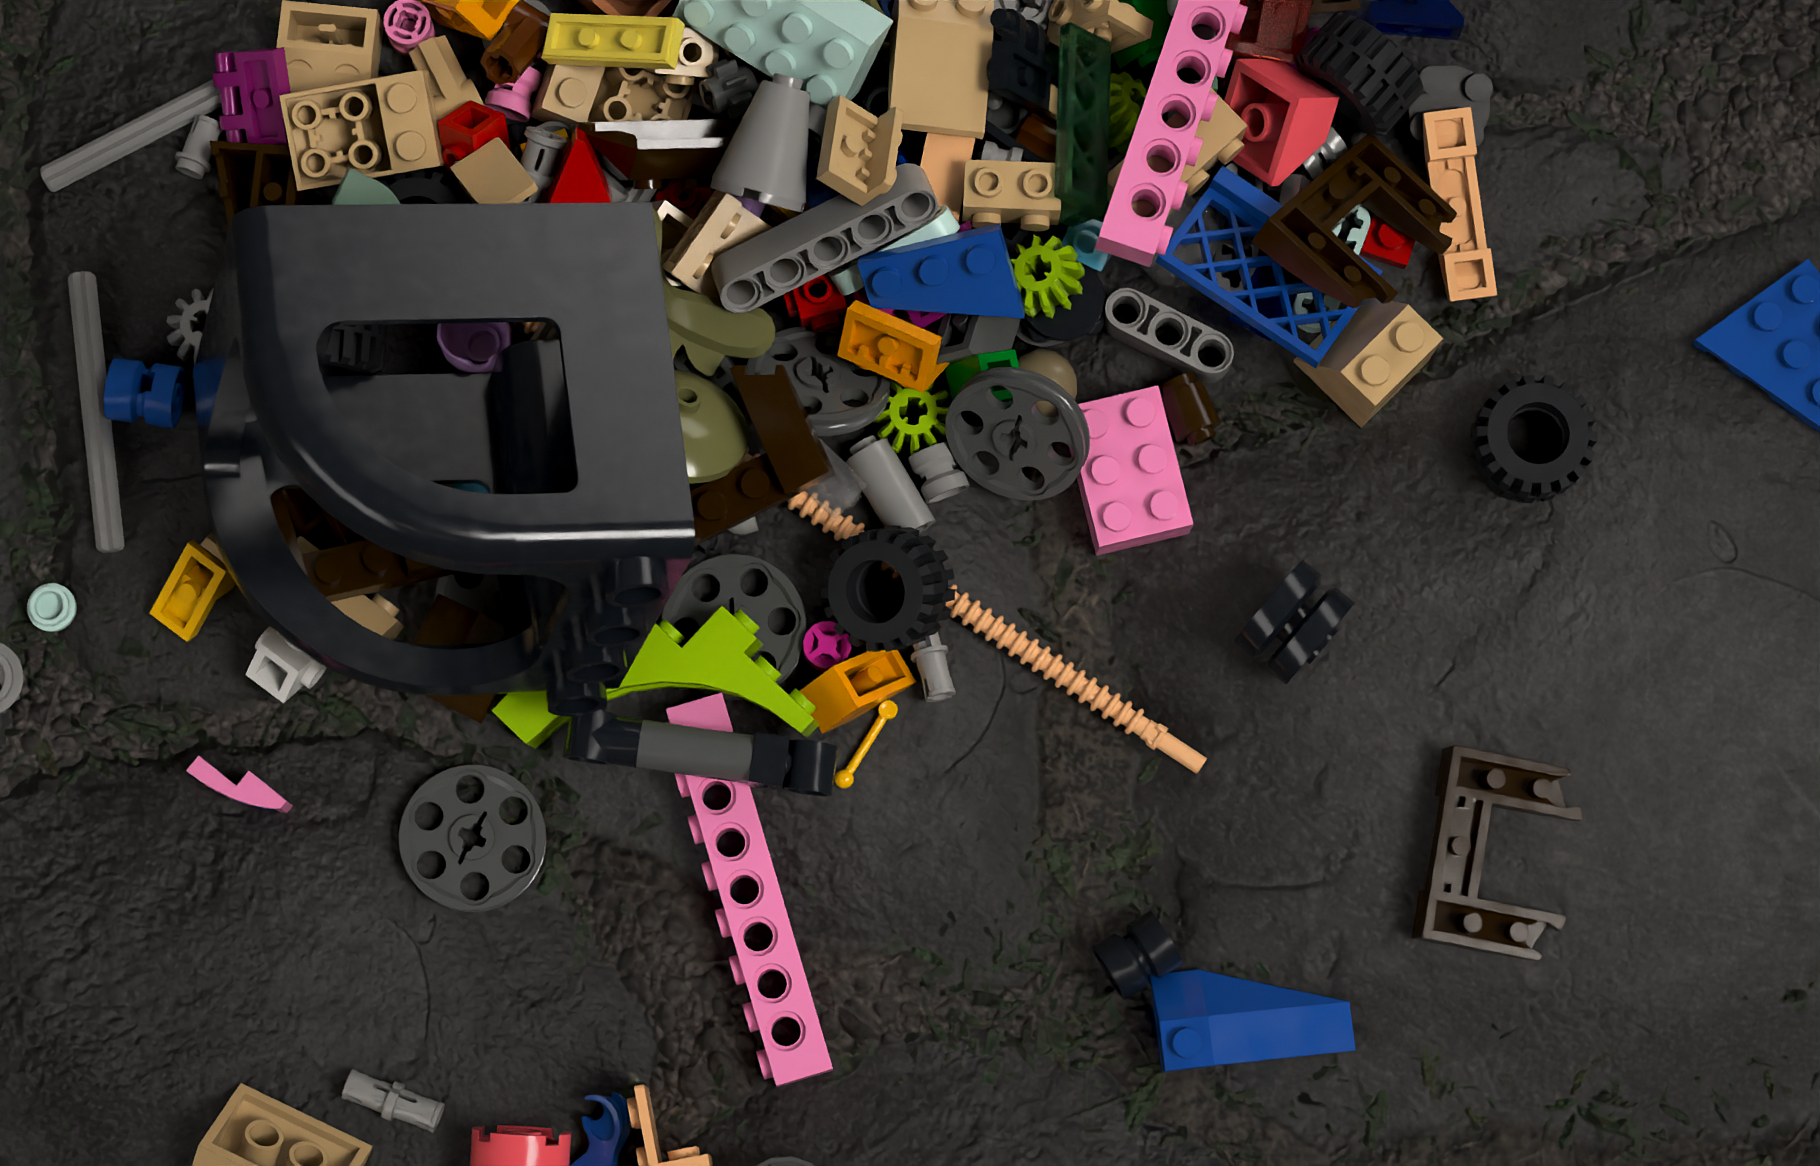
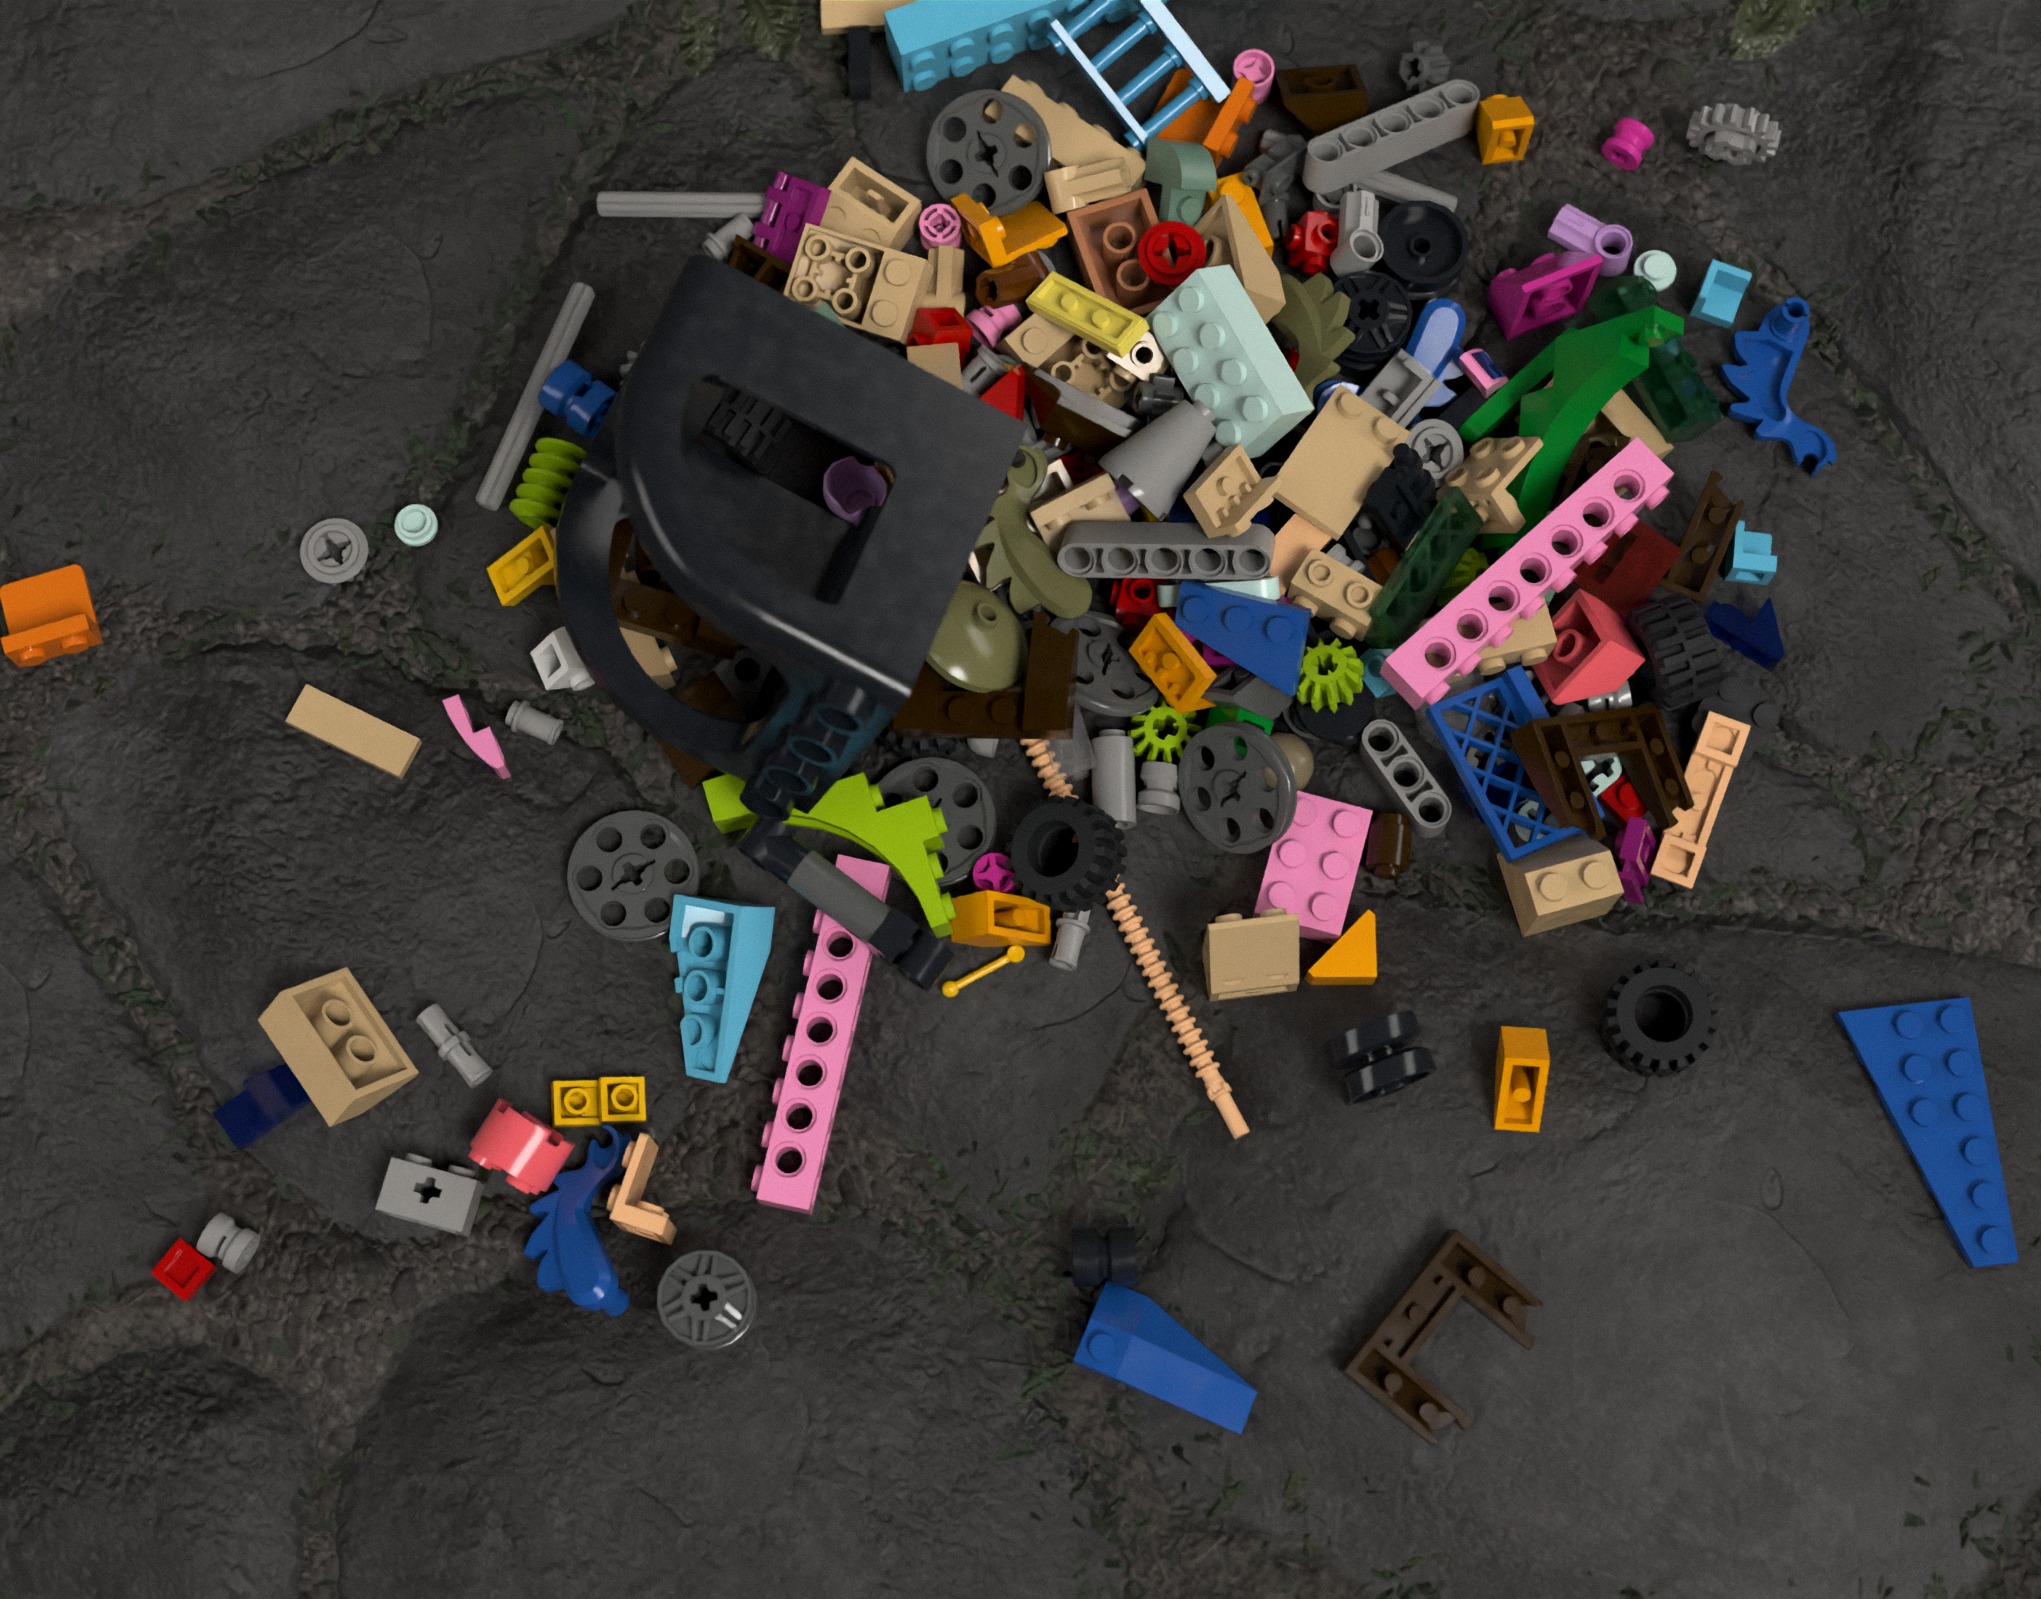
camera: 35 degrees right, 5 degrees down
(110, 848) = (353, 731): none -> tan tile
(161, 495) = (545, 482): none -> lime piece
(286, 741) = (533, 722): none -> light grey pin
(565, 1077) = (598, 1102): none -> yellow slope
(611, 881) = (720, 965): none -> medium azure wedge
(1122, 591) = (1251, 955): none -> tan slope
(1212, 539) = (1350, 959): none -> light orange slope
(1428, 291) = (1636, 853): none -> magenta plate
(1434, 566) = (1520, 1078): none -> light orange slope

